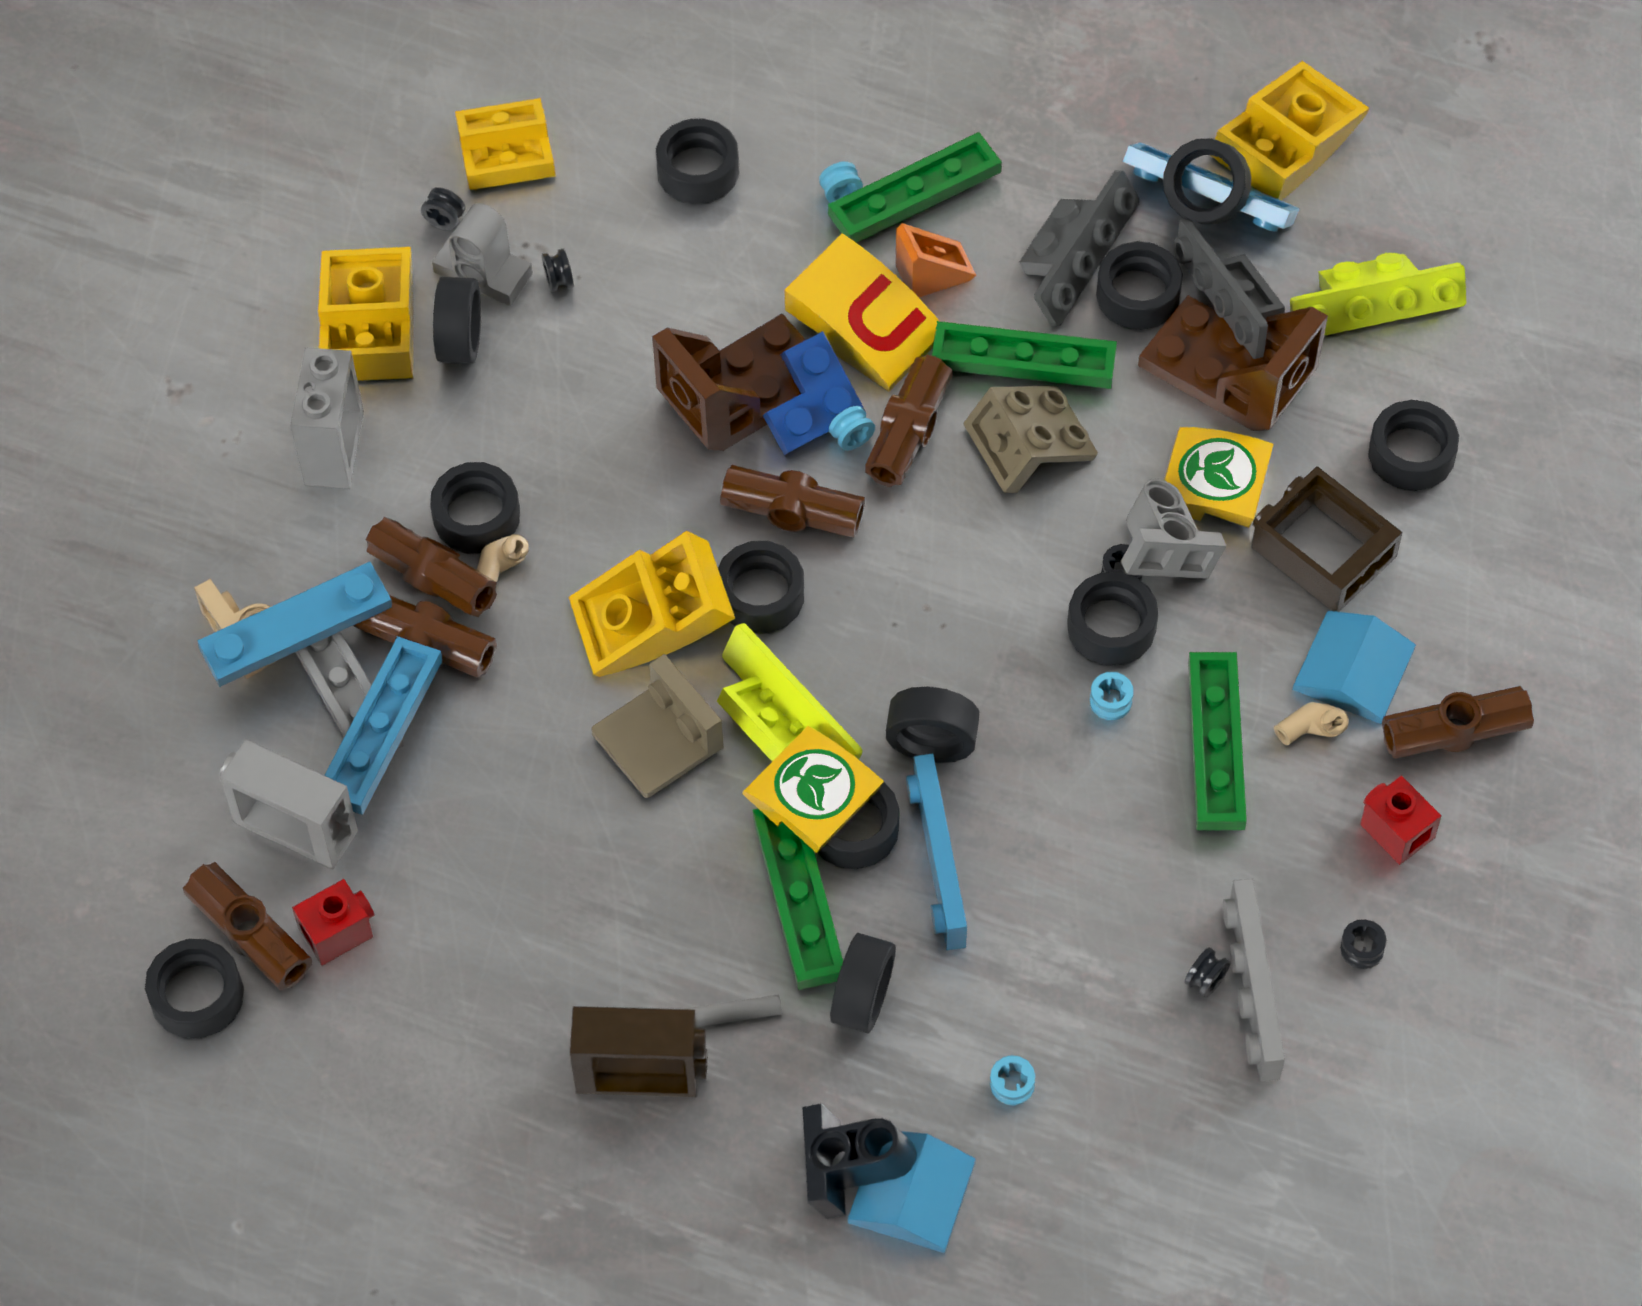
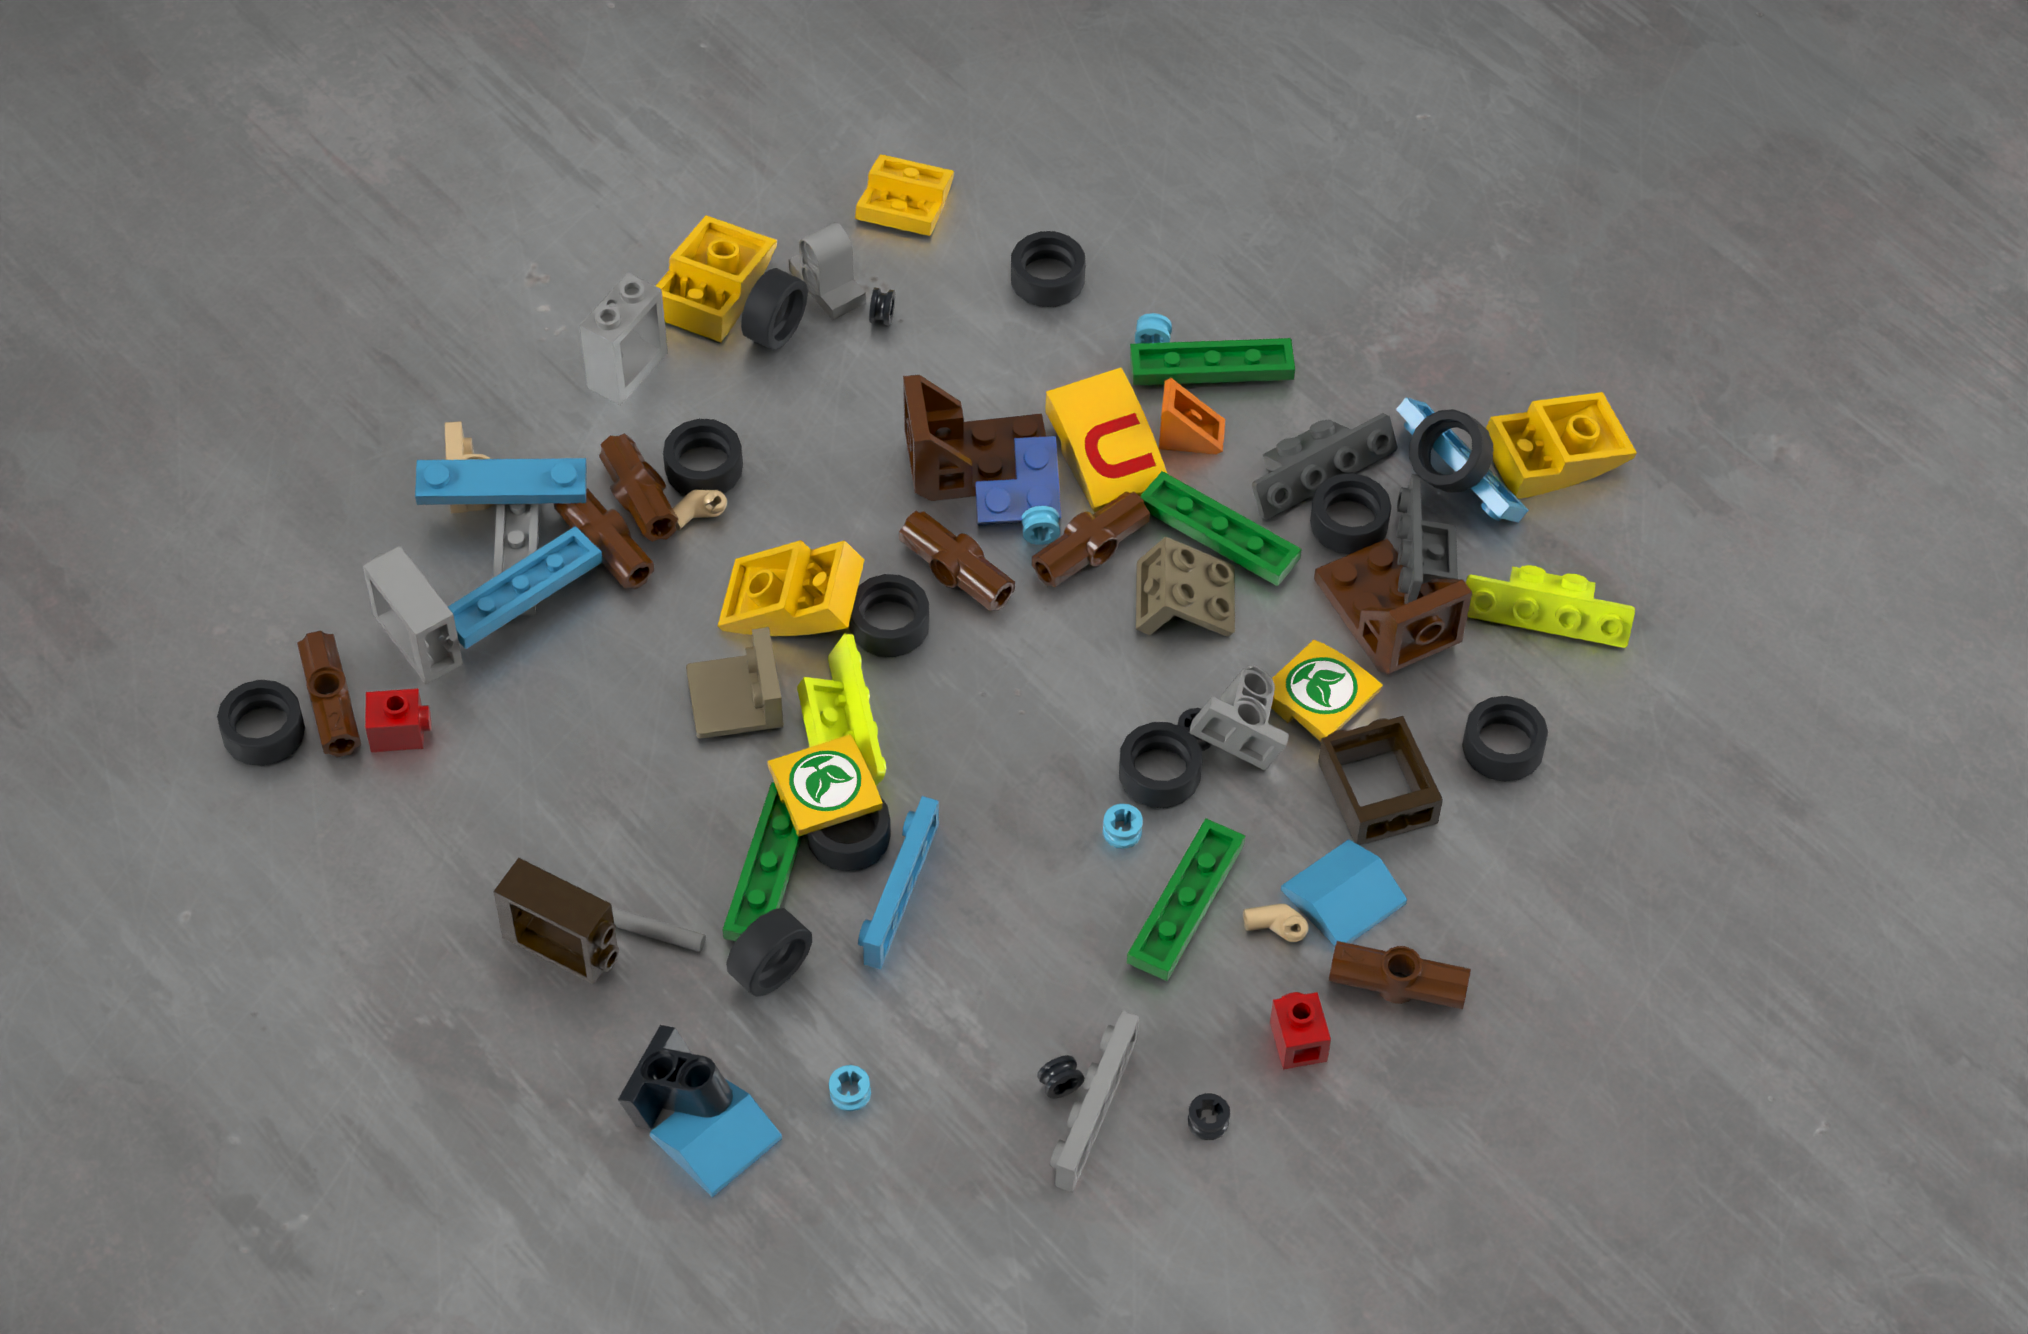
camera: 25 degrees right, 5 degrees down
(443, 208) = (819, 218): black bush -> none
(932, 722) = (954, 778): black tyre -> none

